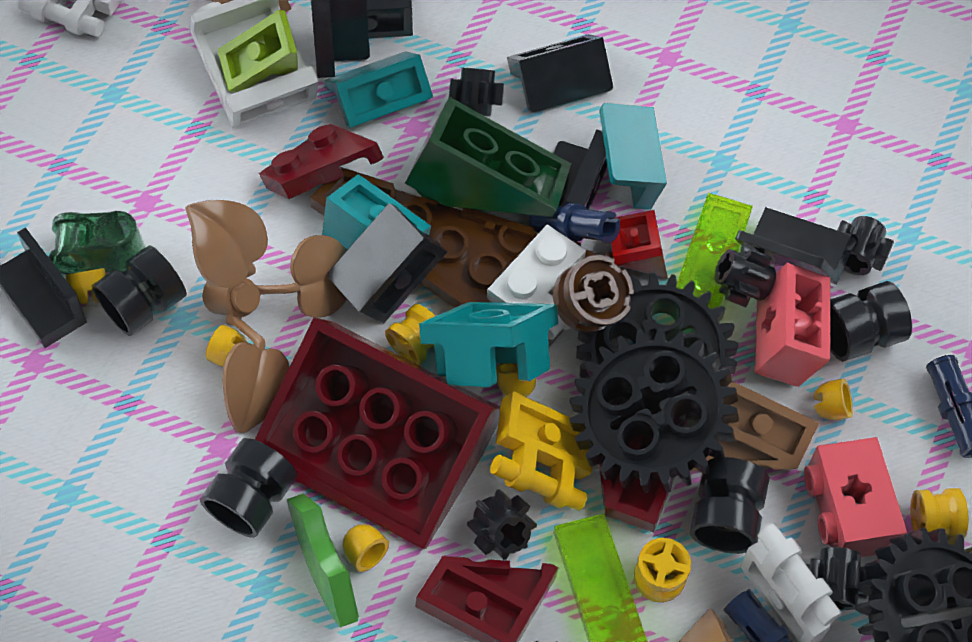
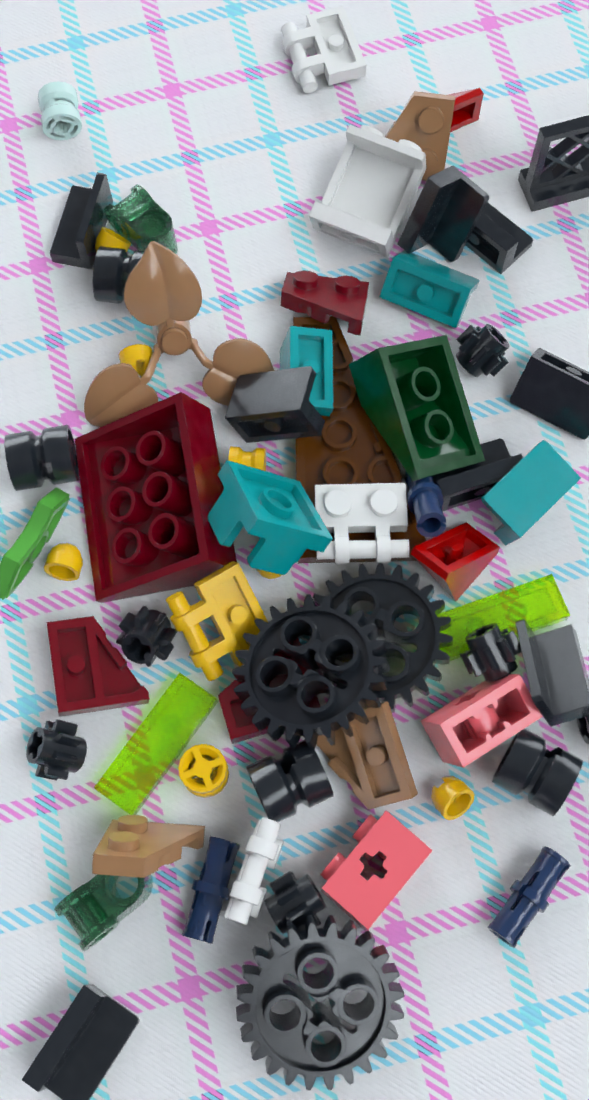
camera: 55 degrees right, 10 degrees up
(259, 53) = (370, 191): lime slope -> none
(593, 293) = (364, 557): reddish brown wheel -> none
(940, 511) = (416, 944): yellow wheel -> none

